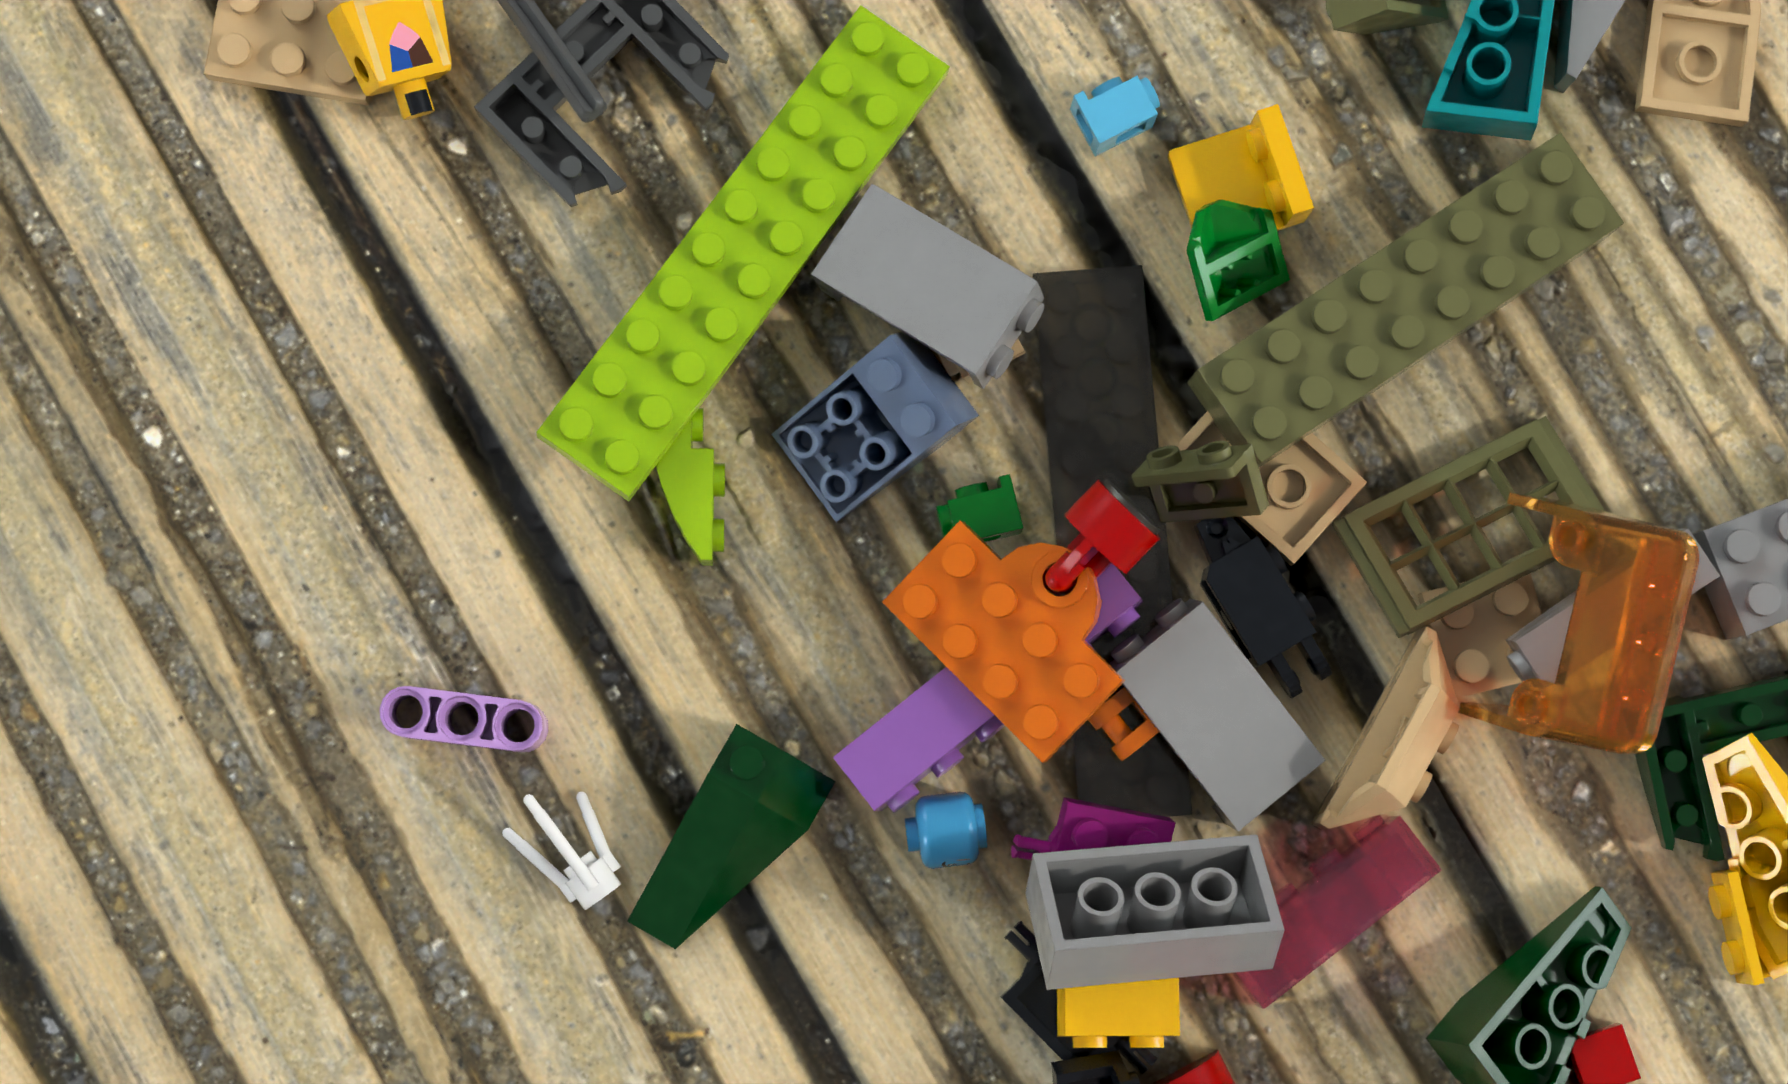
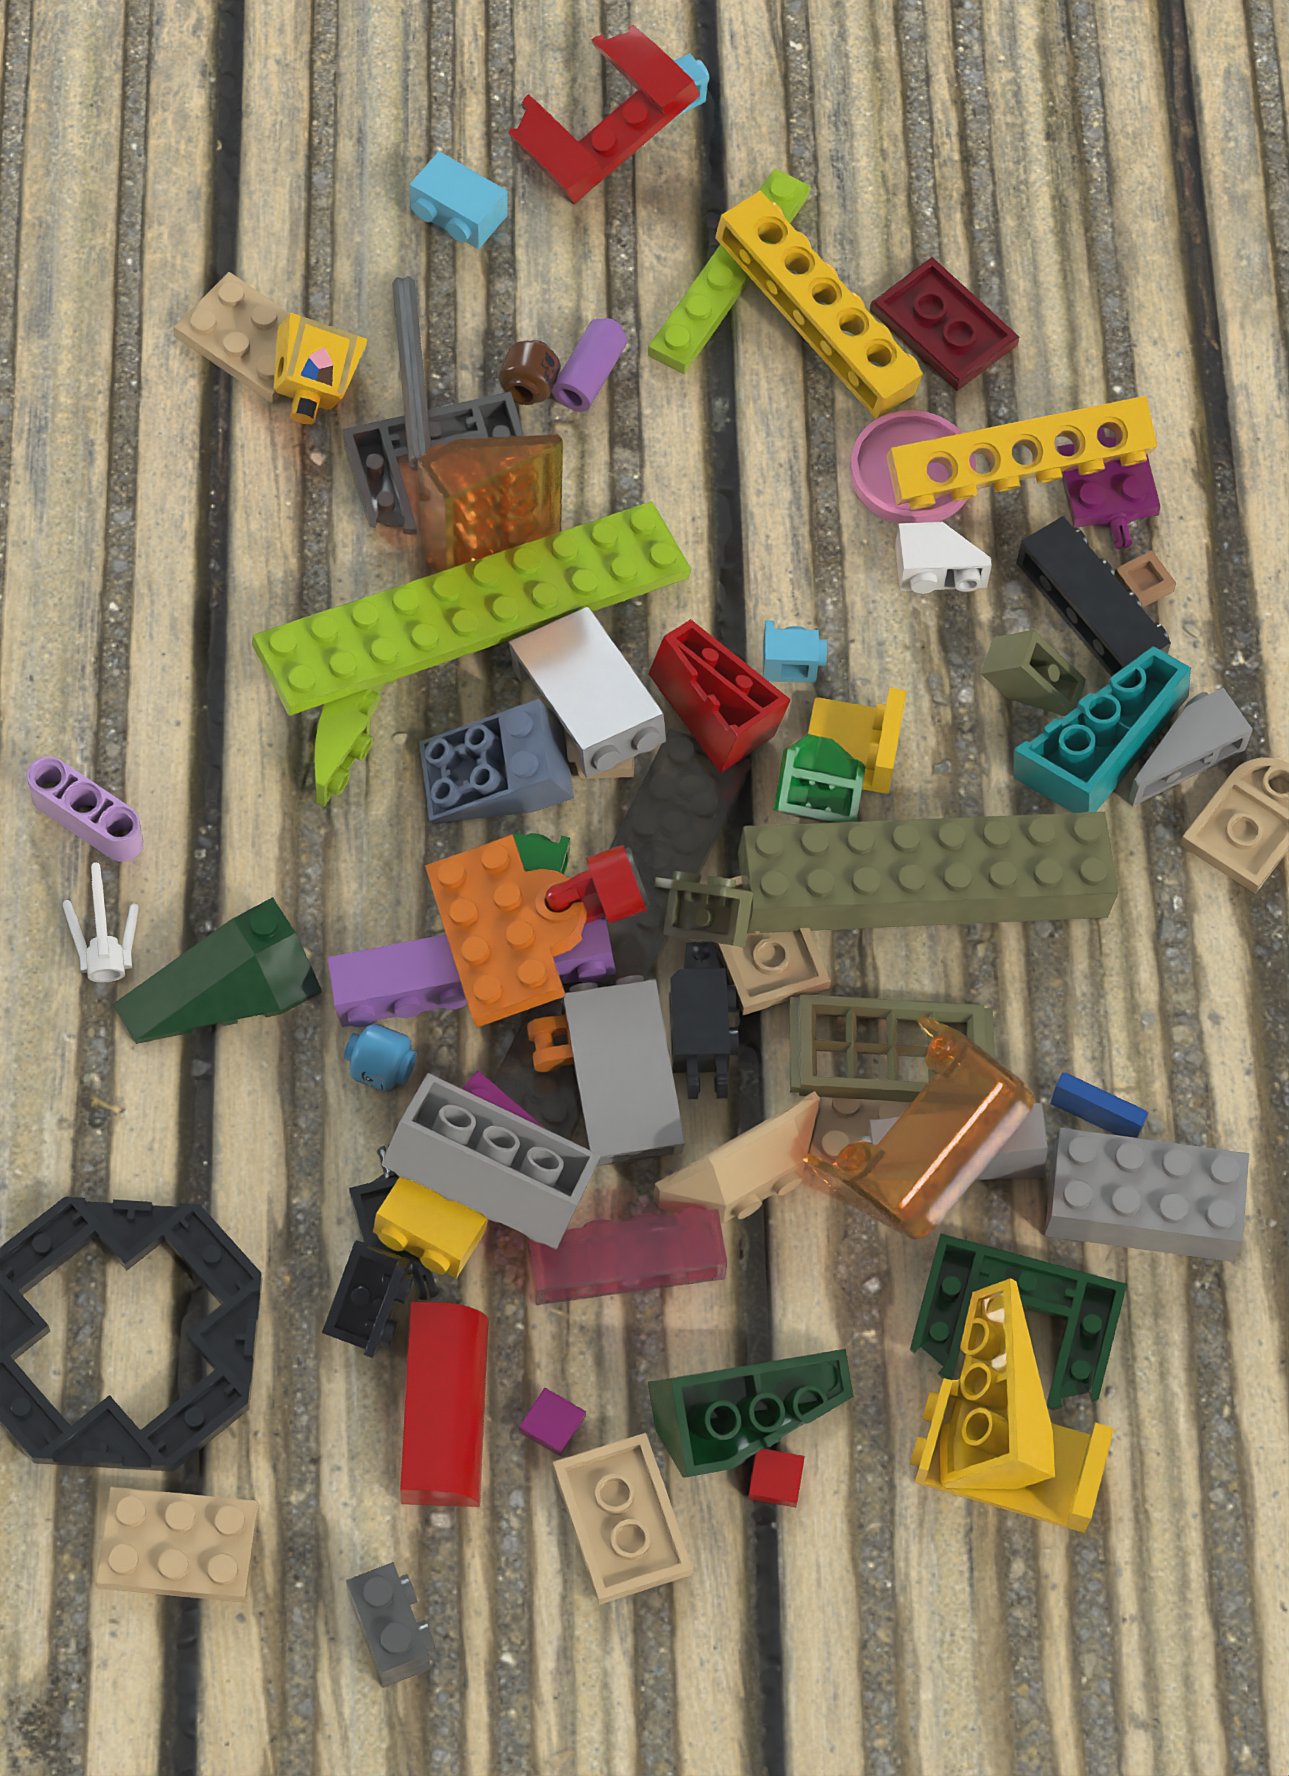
camera: 30 degrees right, 20 degrees down
(701, 130) = (488, 496): none -> clear orange slope
(1069, 215) = (716, 694): none -> red wedge
(1718, 472) = (1098, 1106): none -> blue tile

